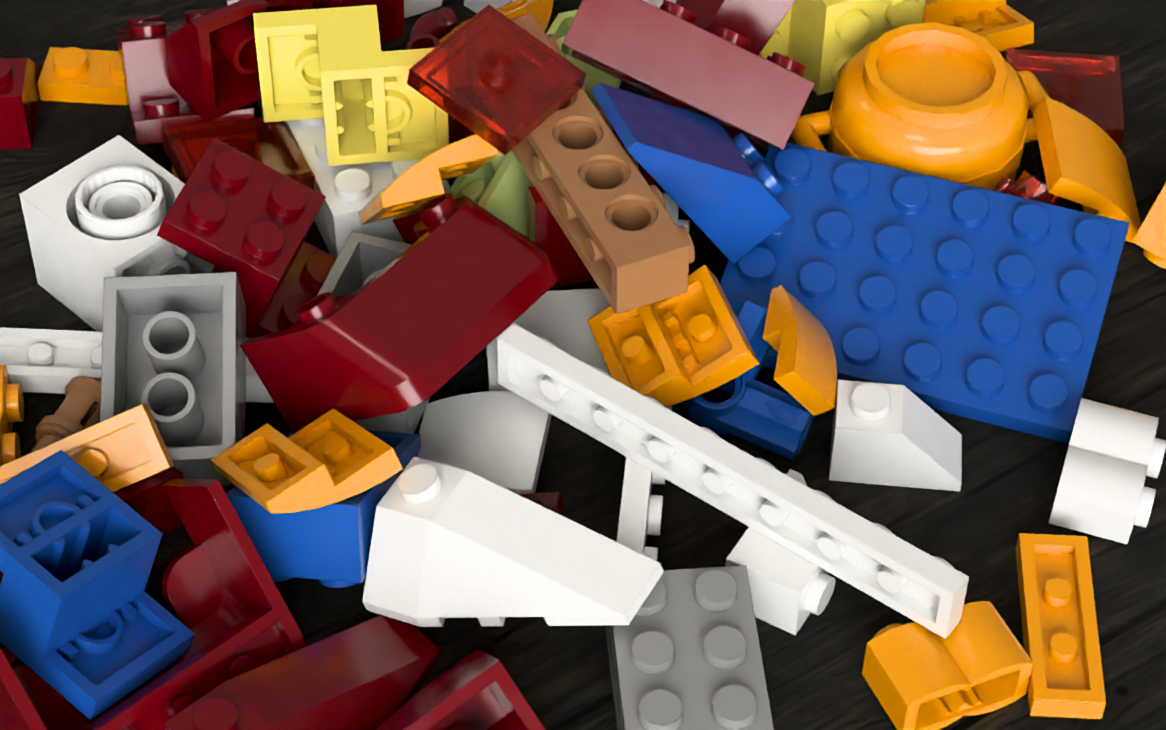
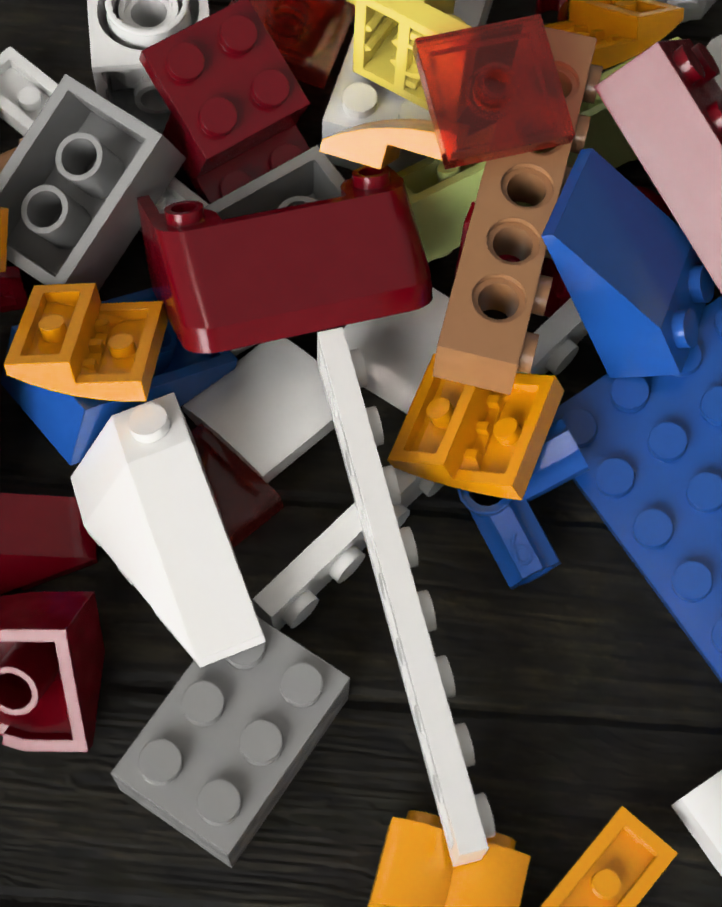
camera: 35 degrees right, 20 degrees up
(780, 581) = (380, 687): white slope -> none
(805, 352) = (582, 509): light orange slope -> none
(892, 439) = (602, 636): white slope -> none

